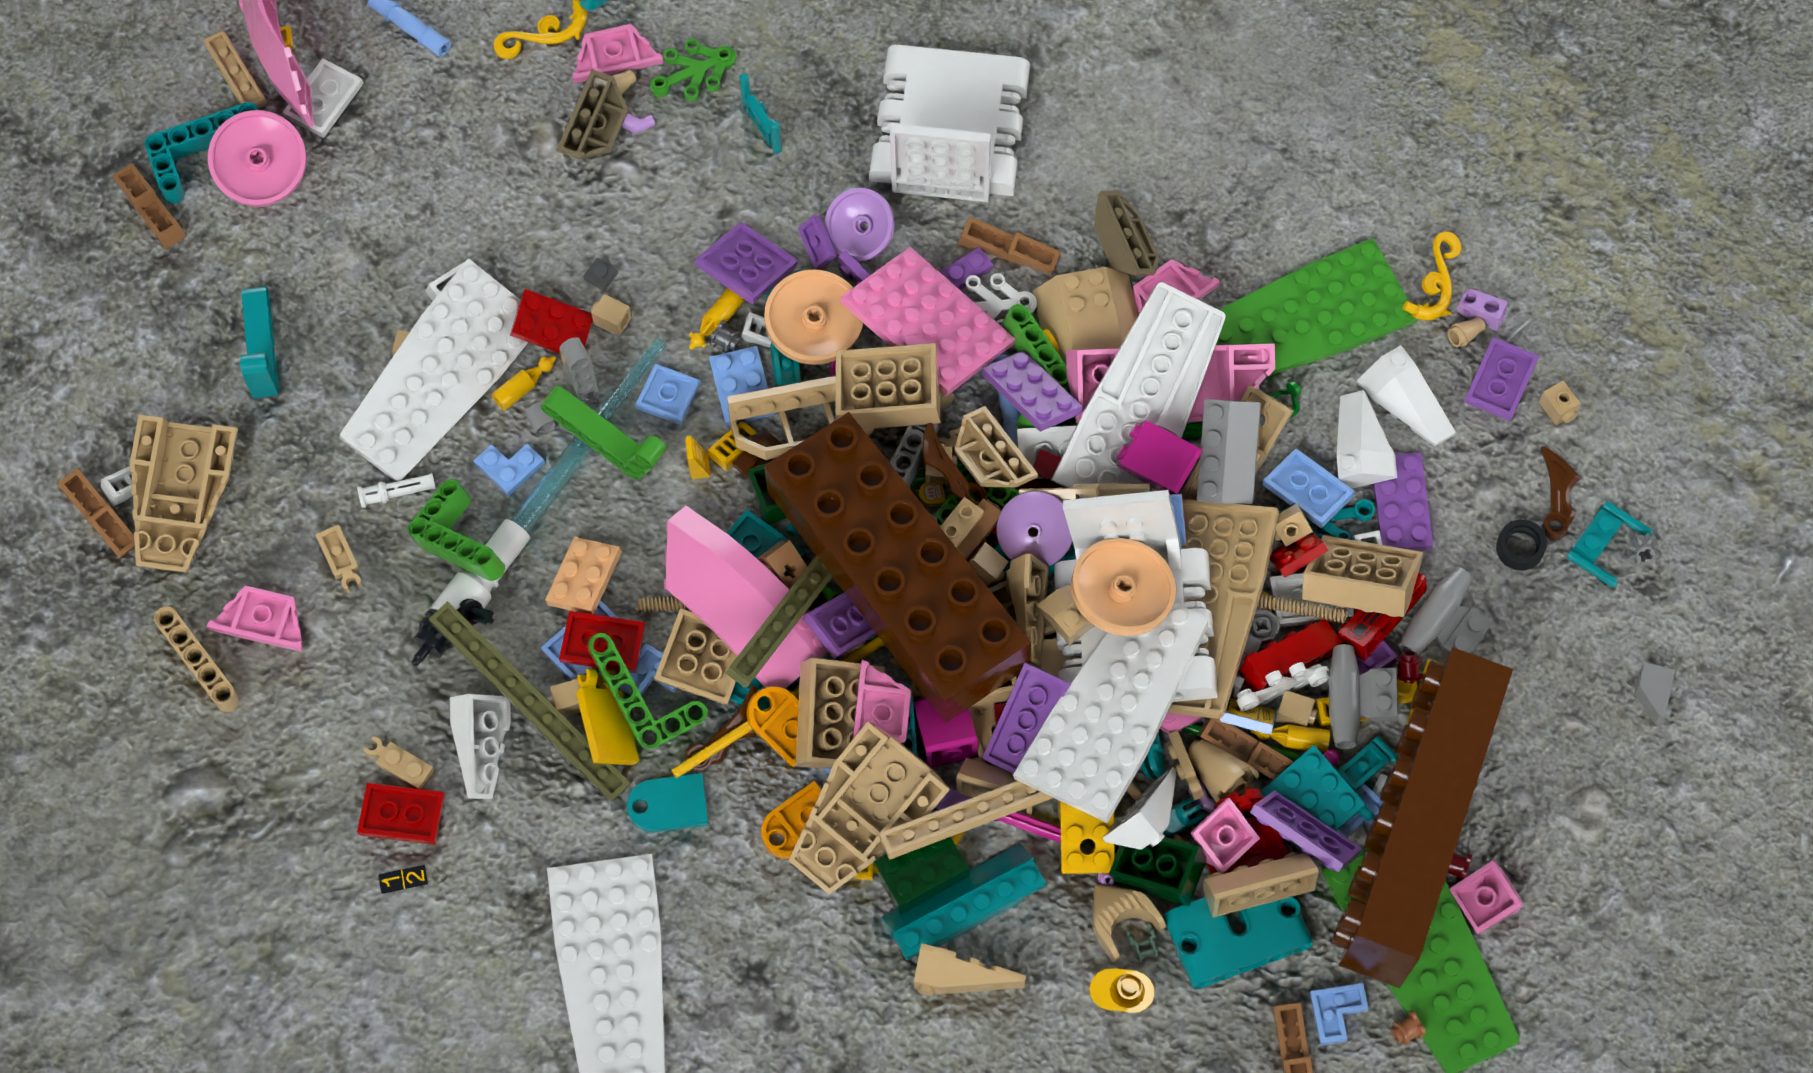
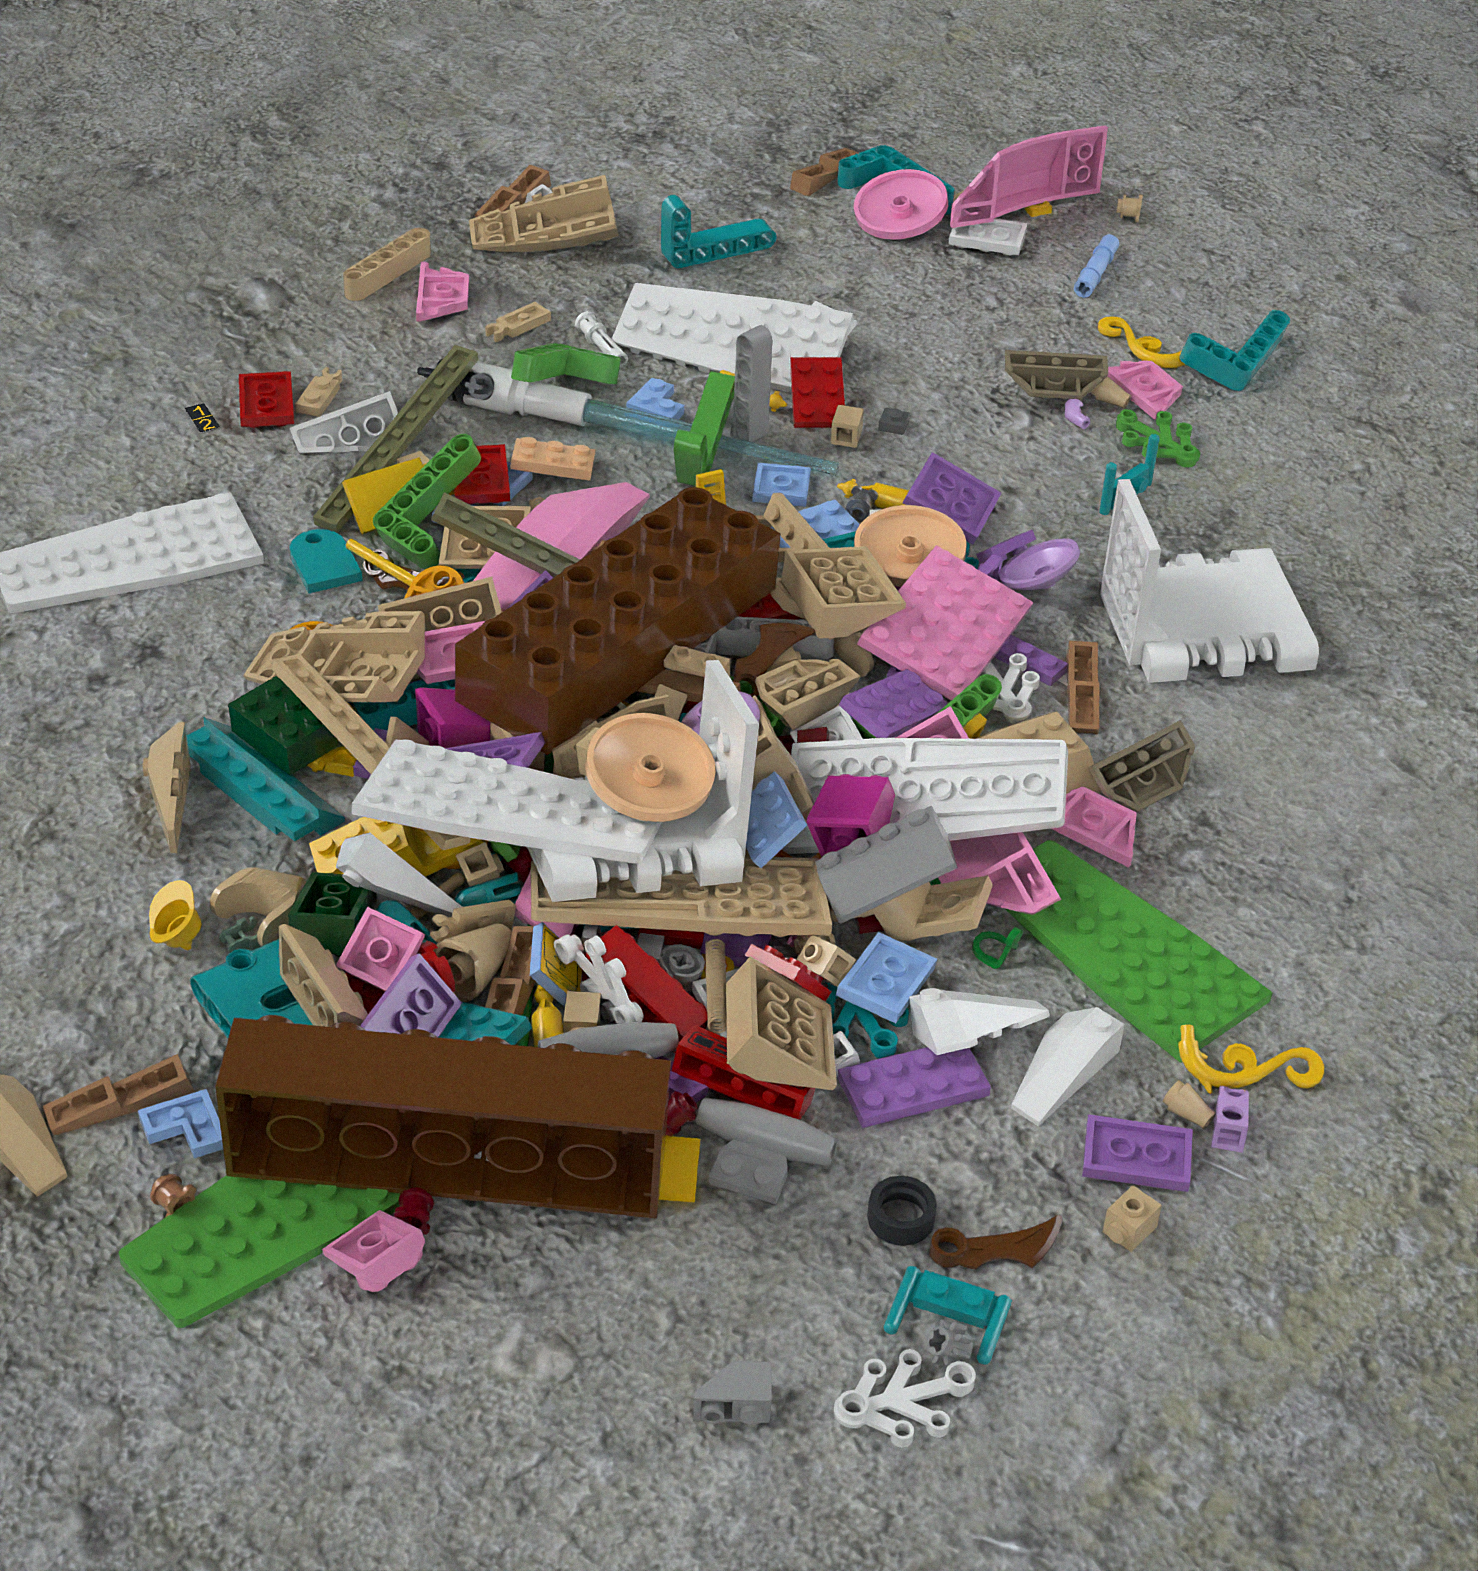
camera: 70 degrees right, 25 degrees down
(1670, 593) = (902, 1398): none -> white plant

